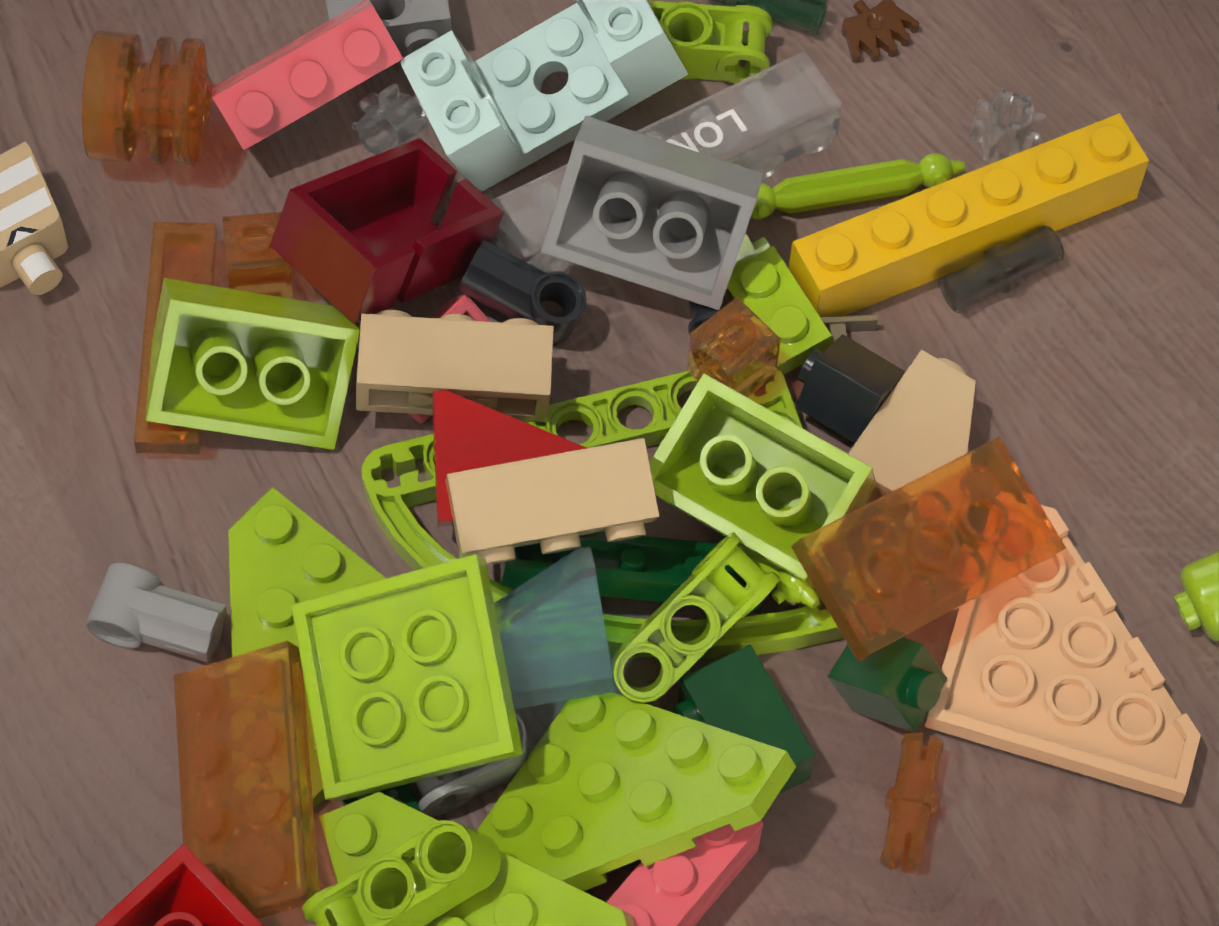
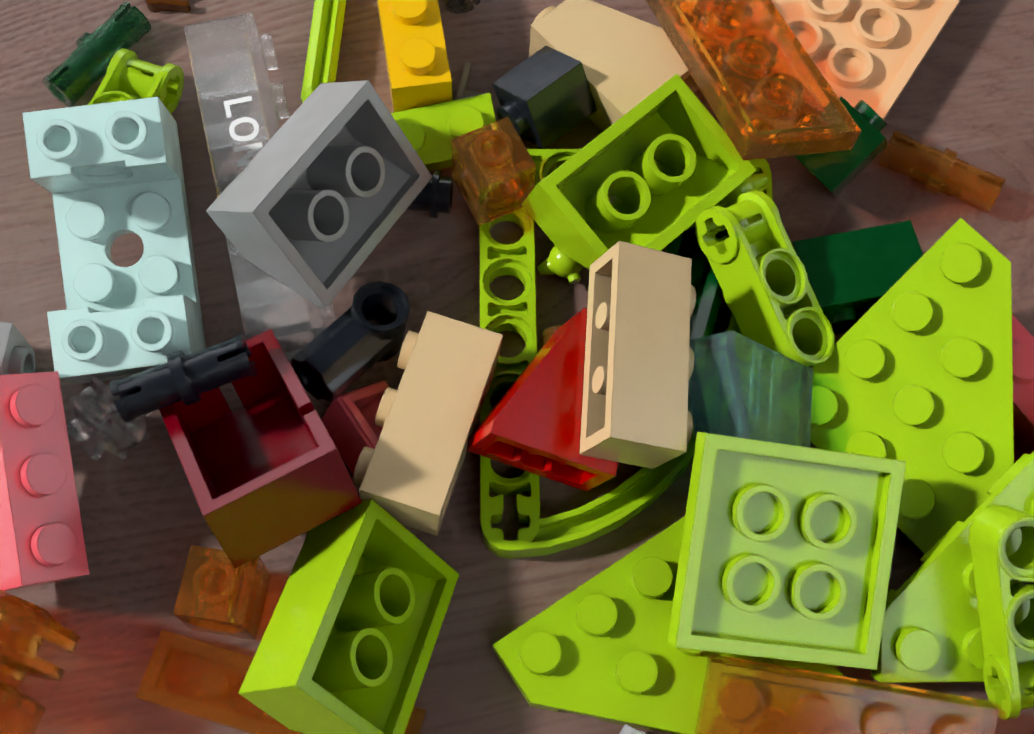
camera: 75 degrees left, 5 degrees up
(424, 152) = (183, 378): none -> black pin

